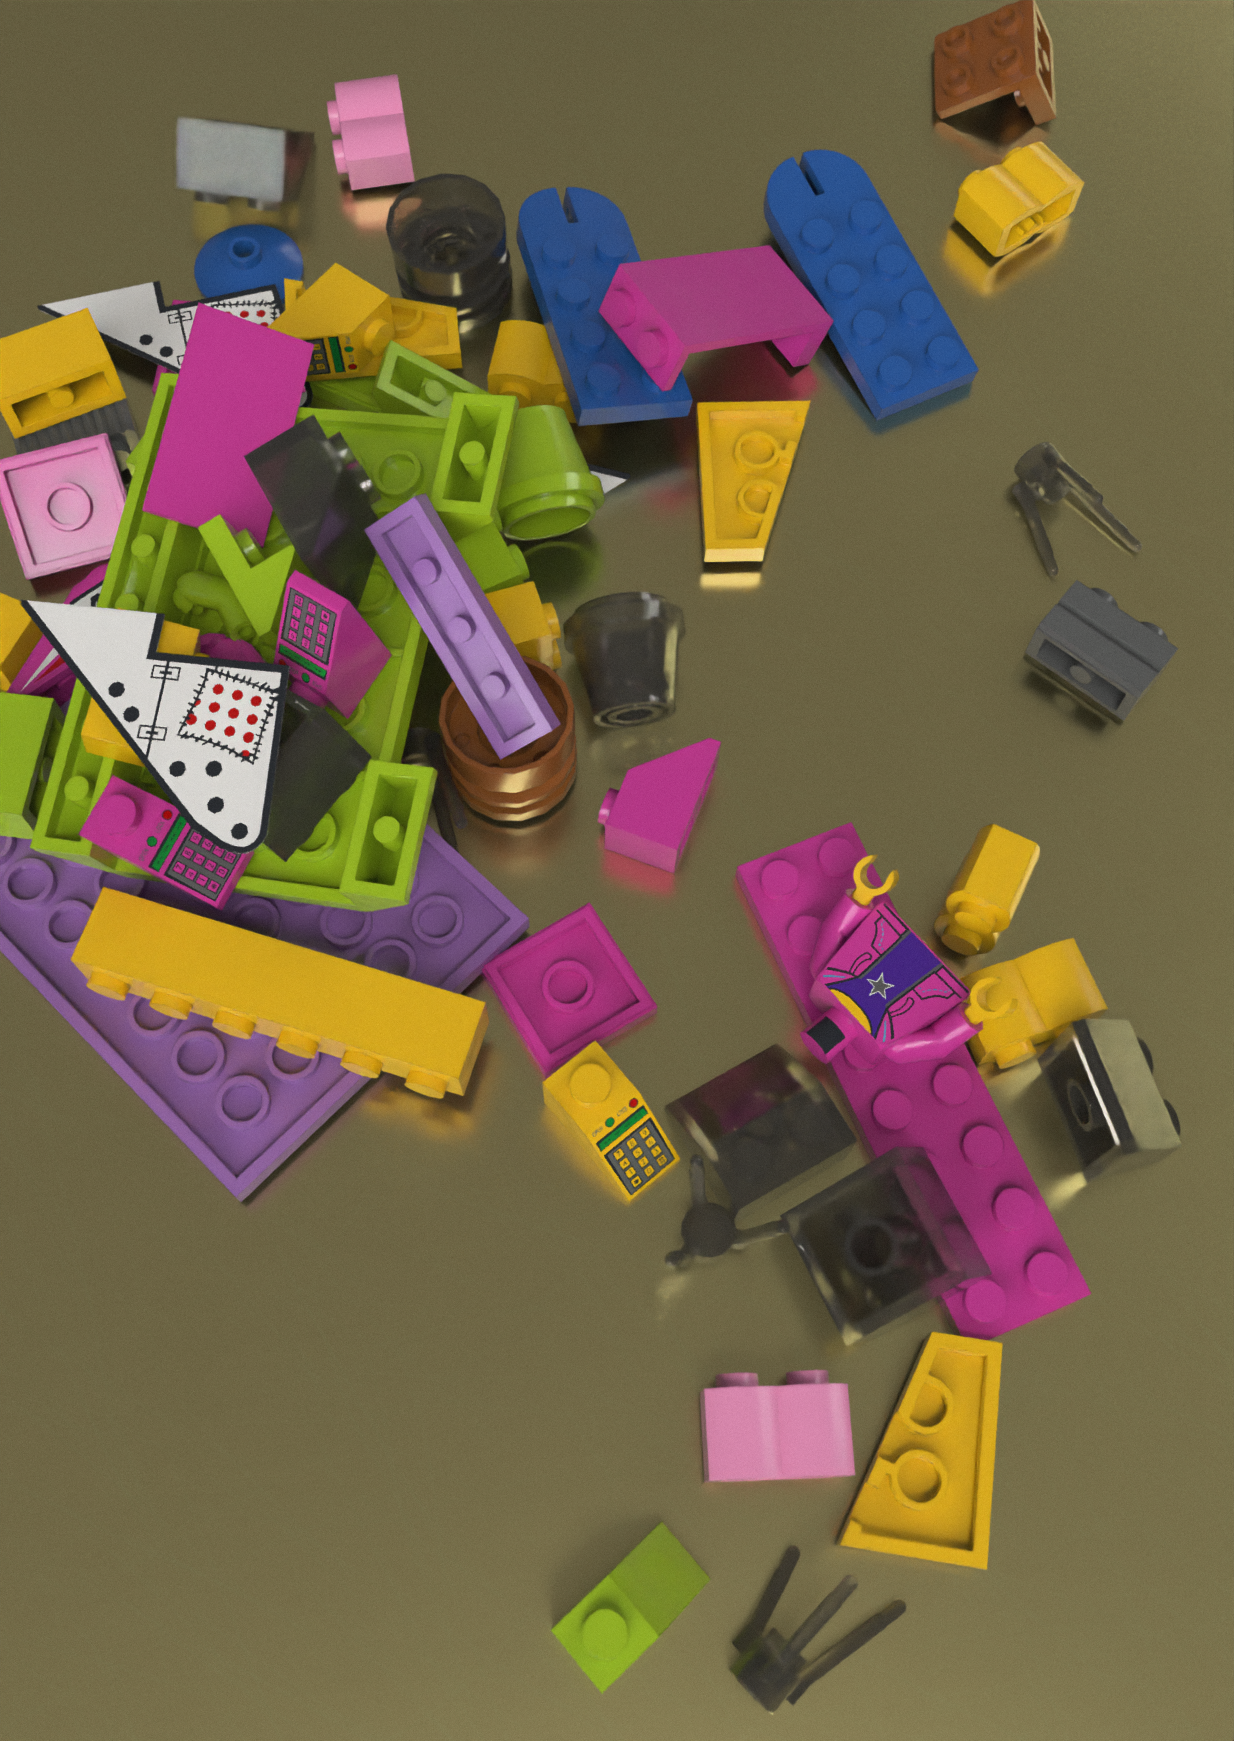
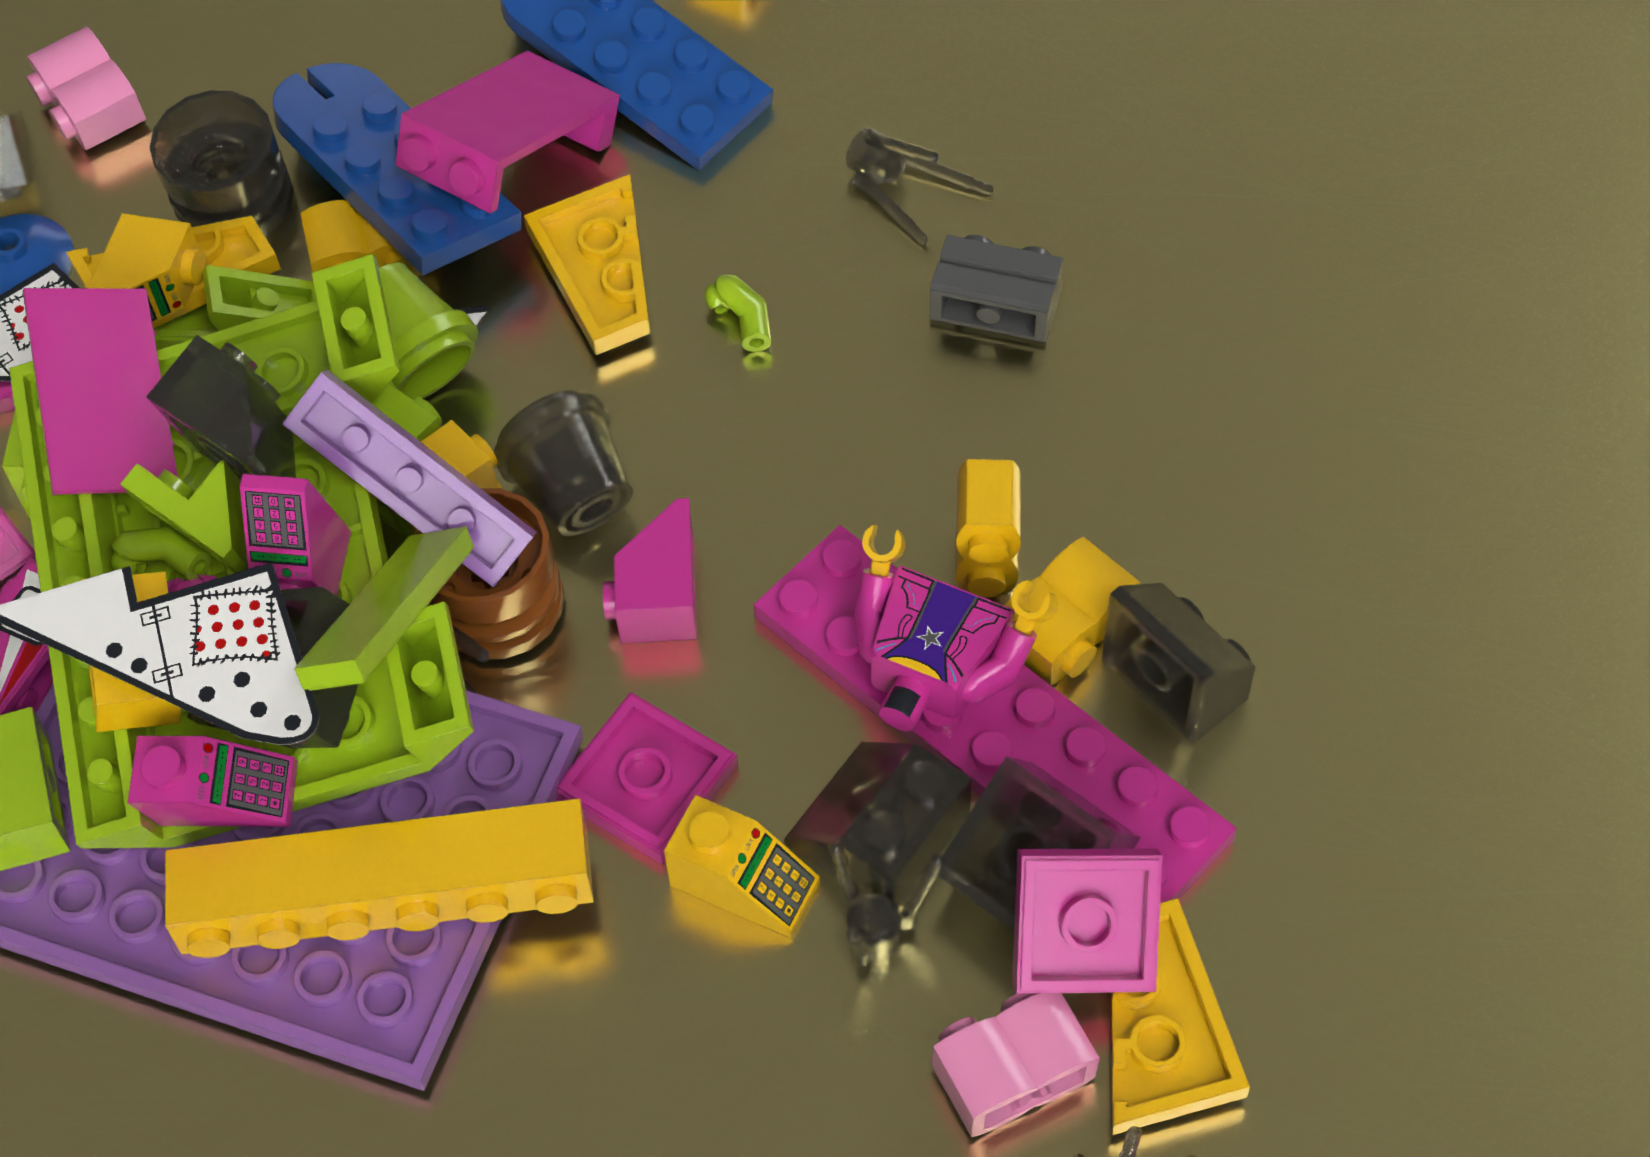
camera: 20 degrees left, 10 degrees down
(373, 754) = (384, 610): none -> lime tile
(863, 572) = (751, 308): none -> lime arm
(902, 1342) = (1086, 920): none -> tile

